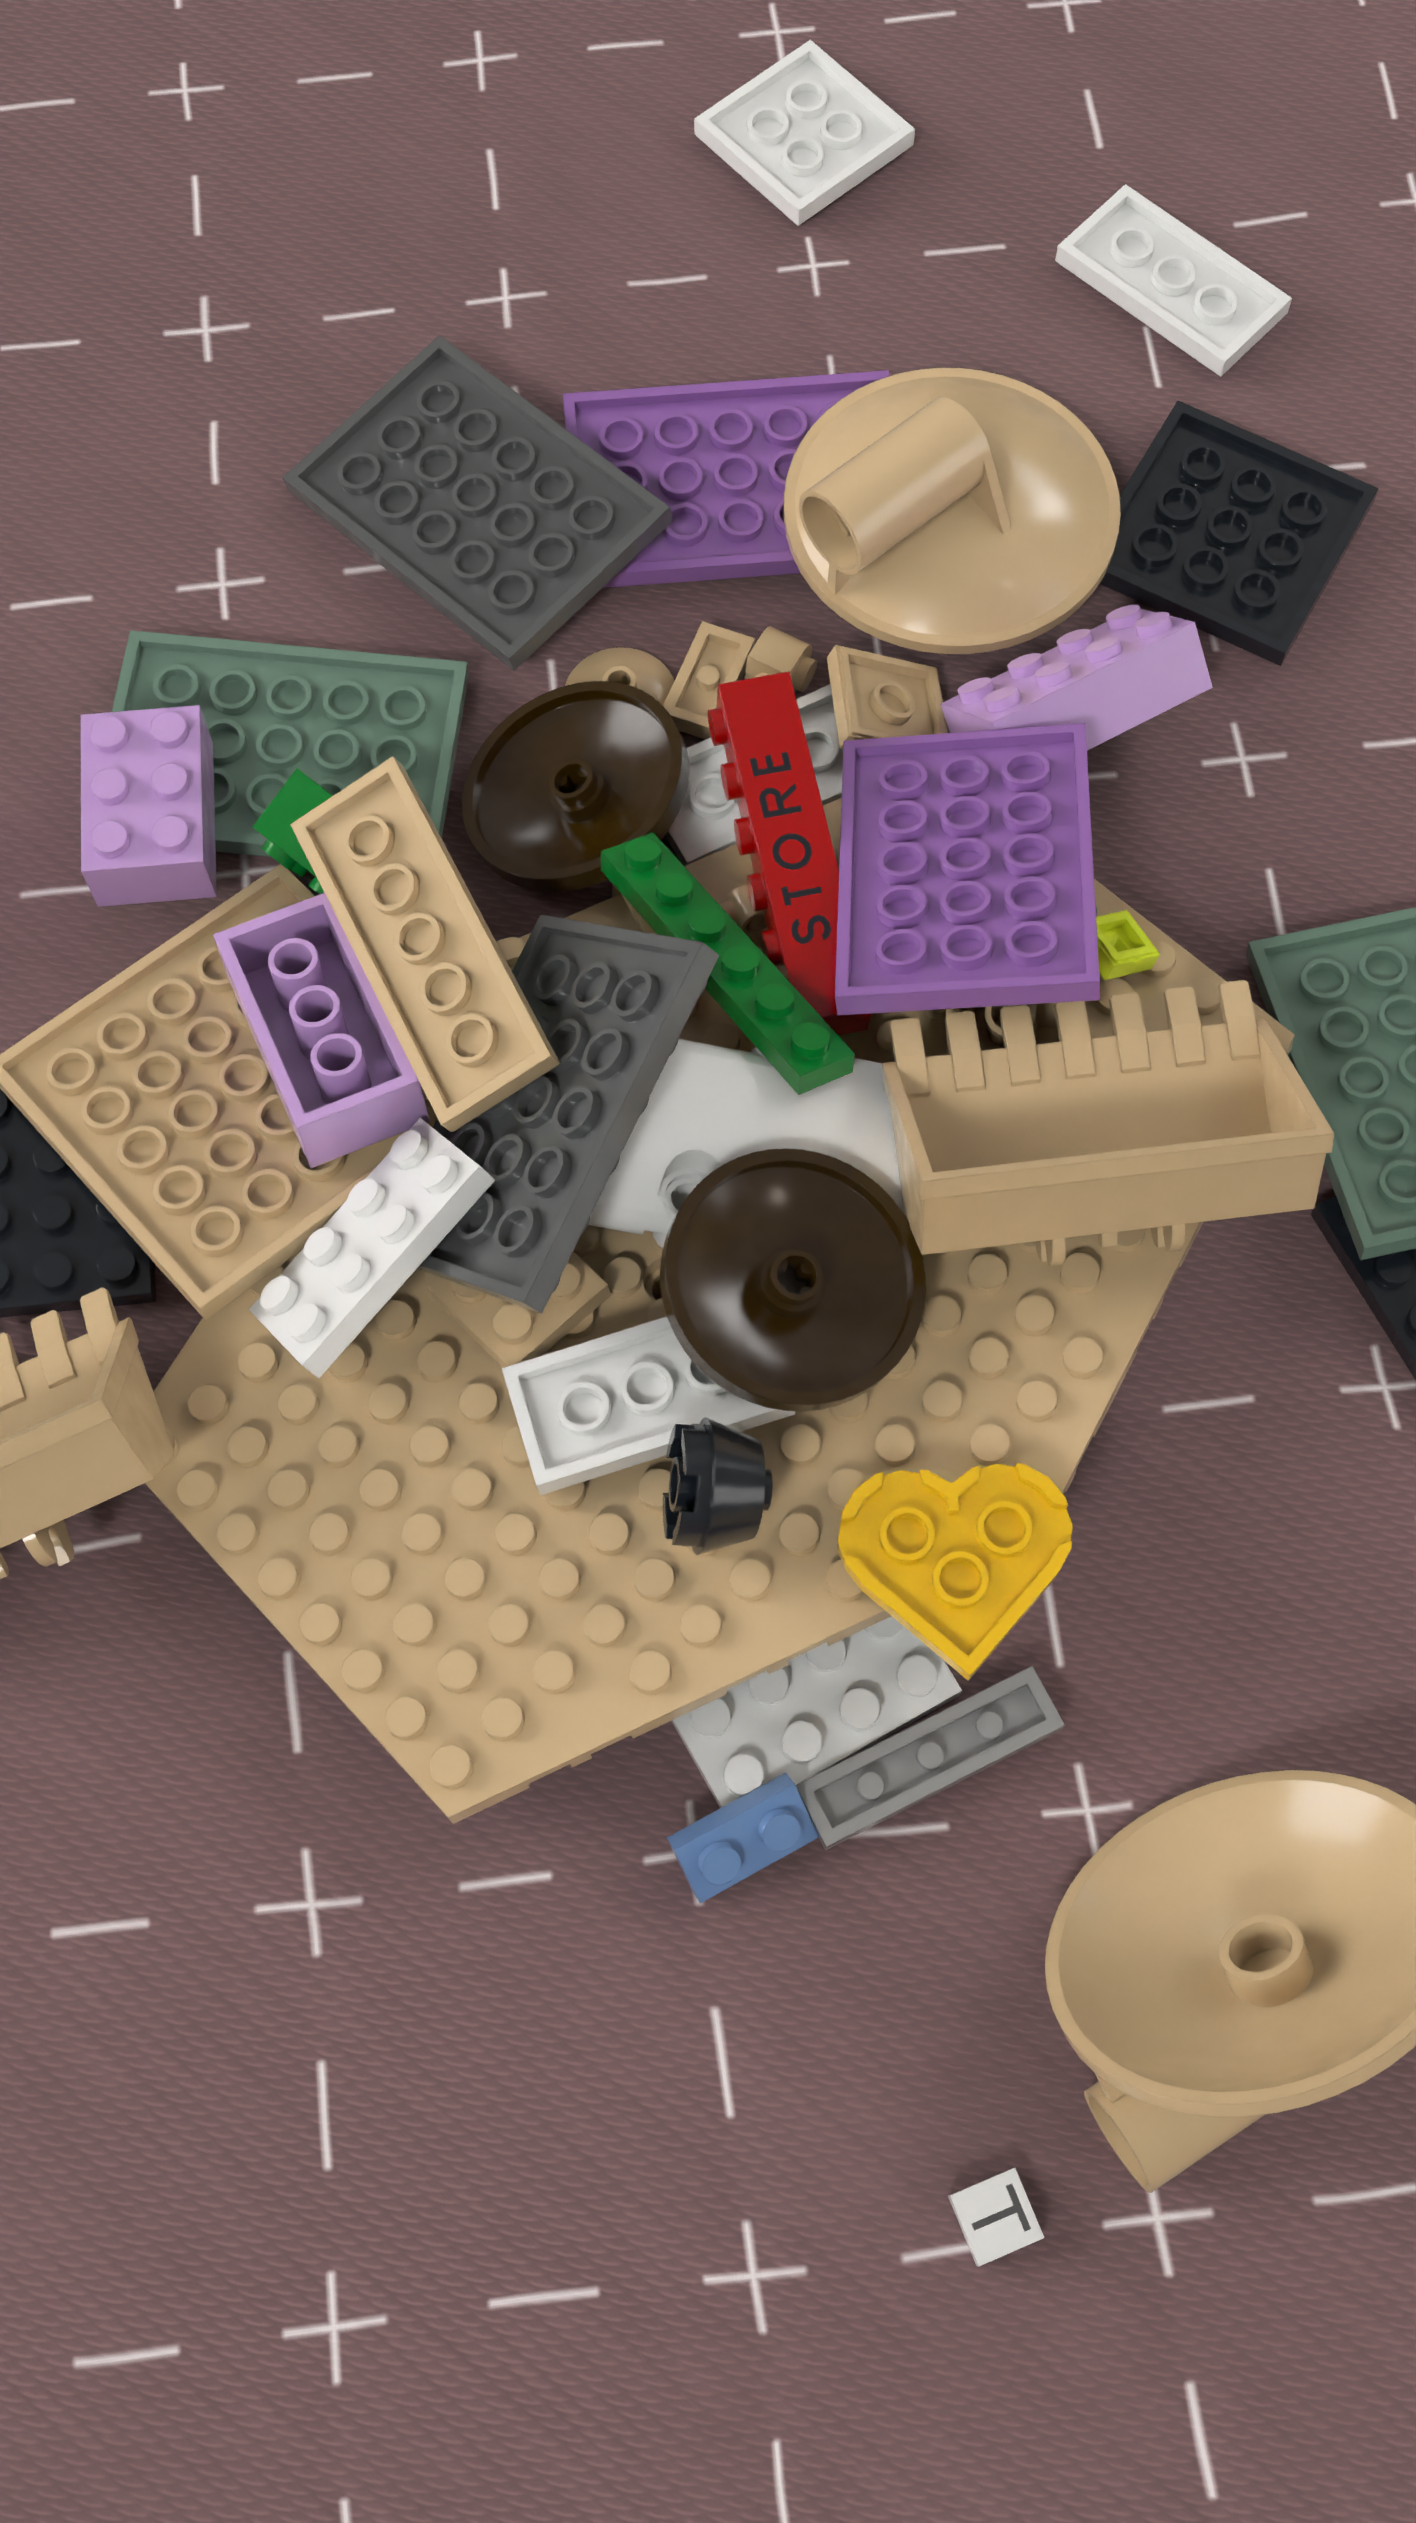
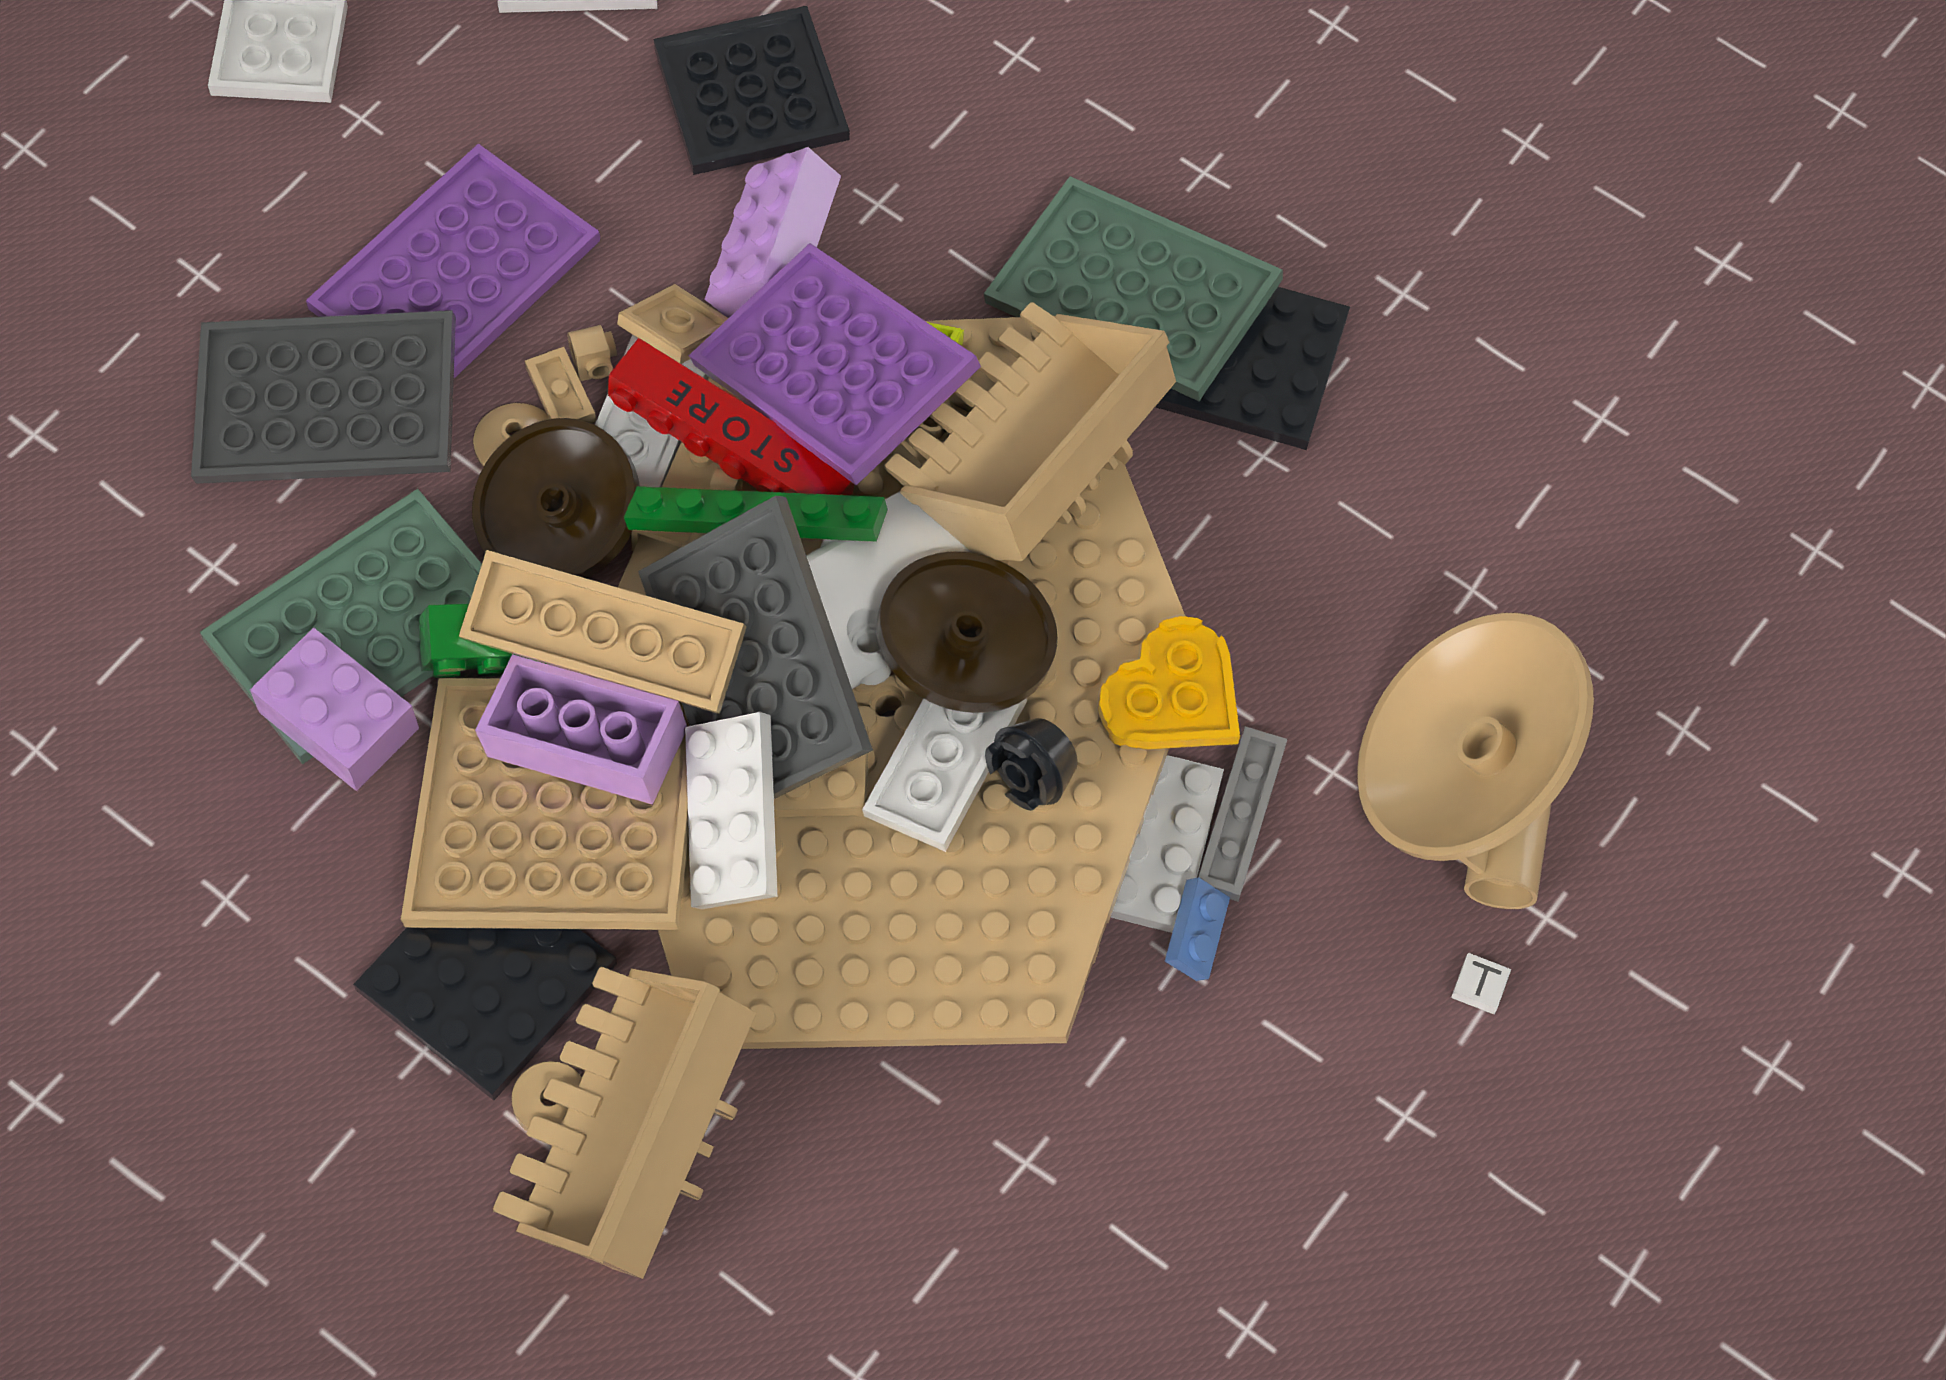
camera: 50 degrees left, 5 degrees down
(951, 510) = (595, 193): tan dish -> none

